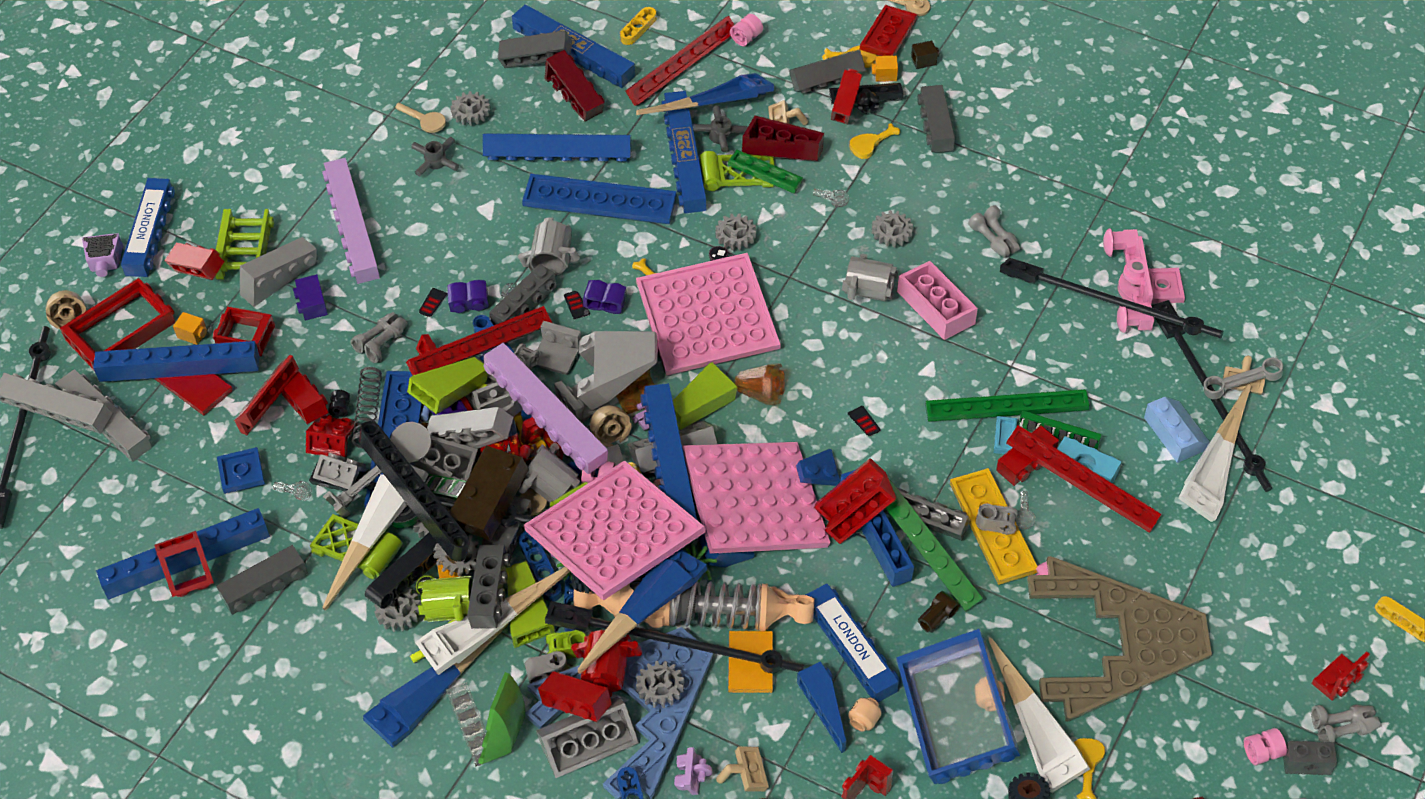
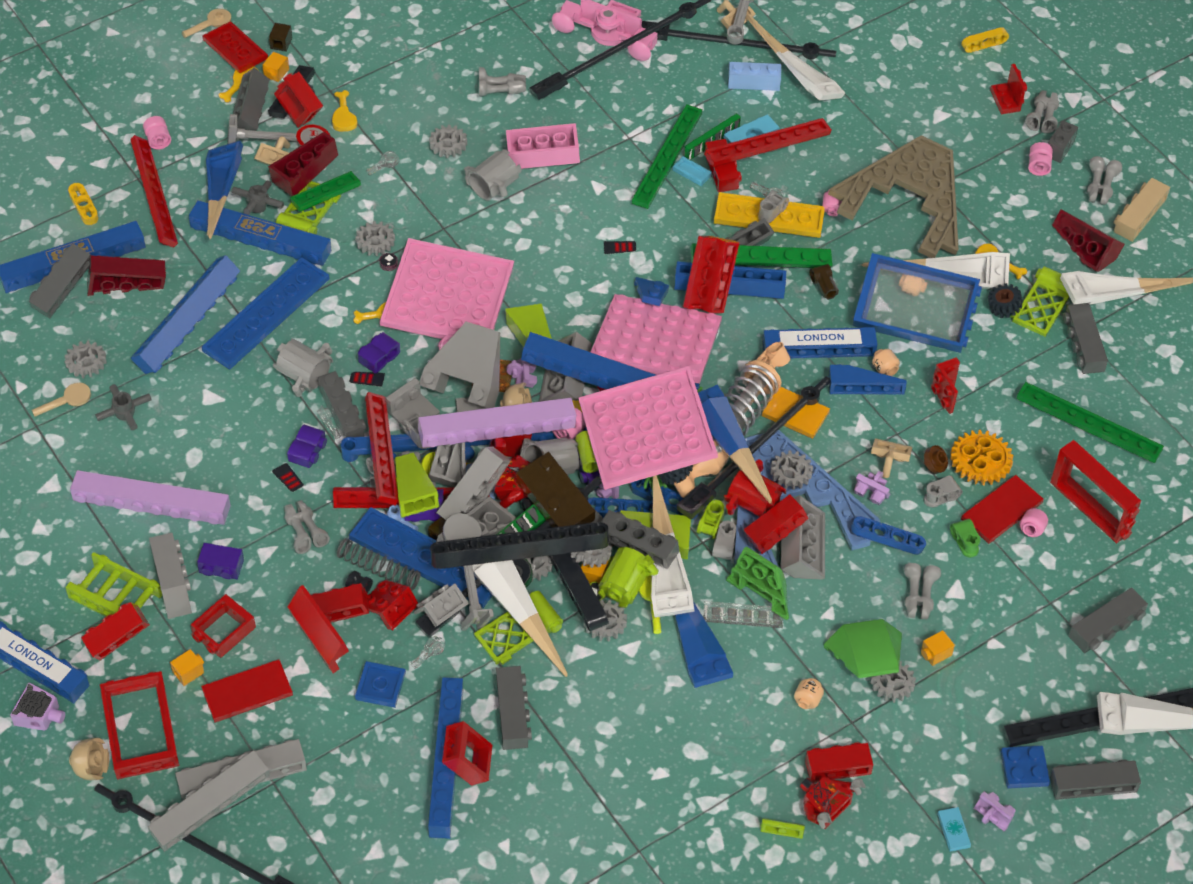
camera: 65 degrees left, 0 degrees up
(176, 361) = (226, 687): blue brick -> none
(762, 383) = (547, 287): clear orange cone -> none
(833, 132) = (302, 136): none -> light grey piece
(936, 118) = (357, 60): dark grey brick -> none

